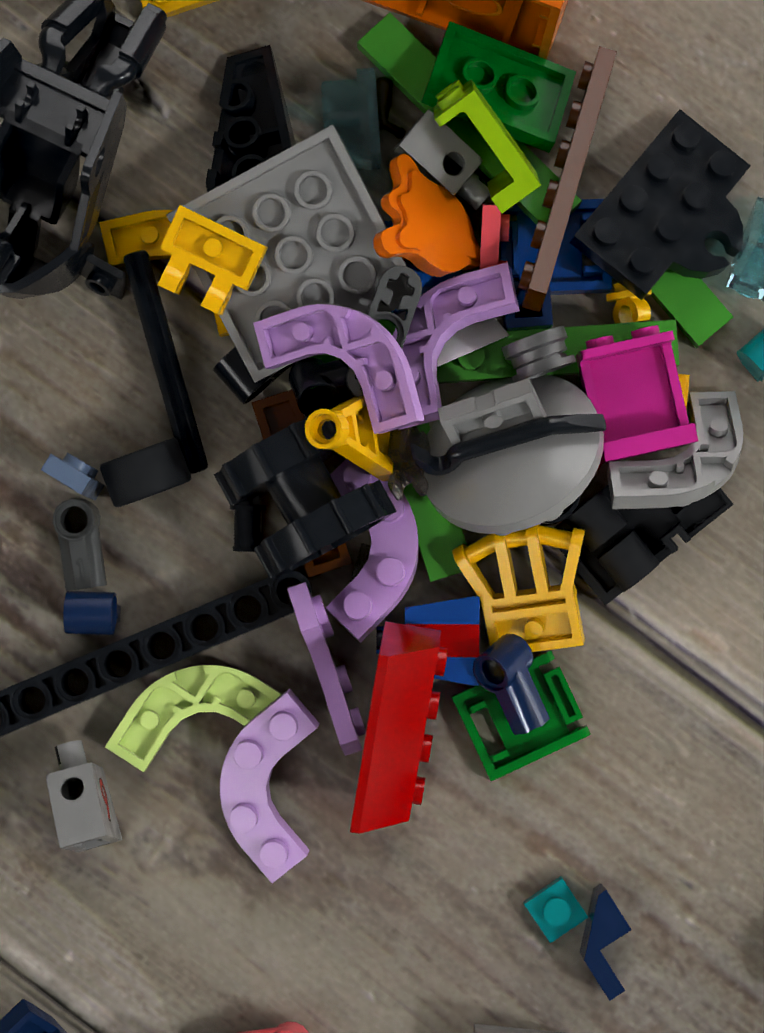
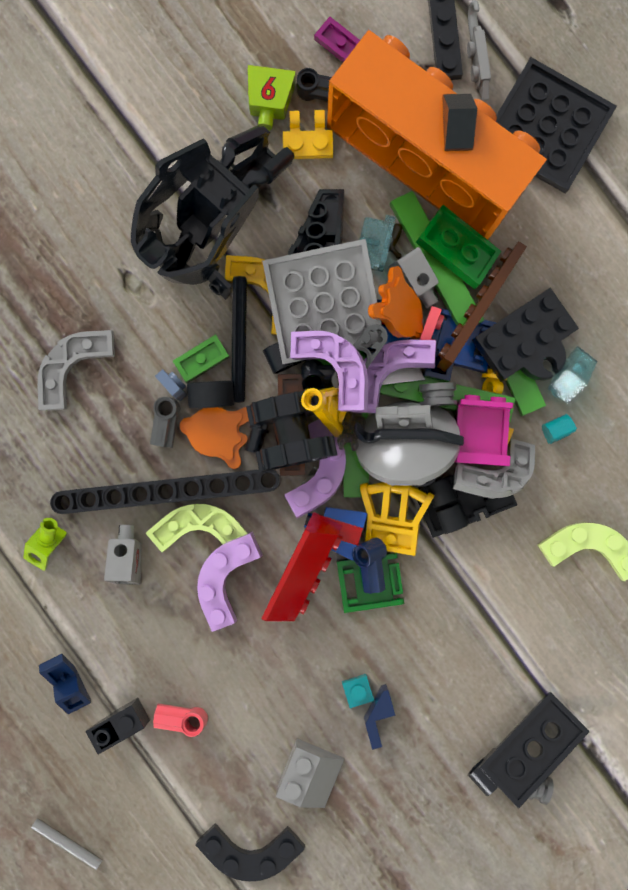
camera: 10 degrees right, 0 degrees up
(90, 613) = (158, 460): dark blue piece -> none
(110, 415) = (201, 359): none -> bright green plate
(176, 536) = (217, 433): none -> orange tile
(213, 248) = (282, 286): yellow plate -> none
(334, 680) = (277, 535): lavender plate -> none
(519, 175) = (455, 297): lime panel -> none

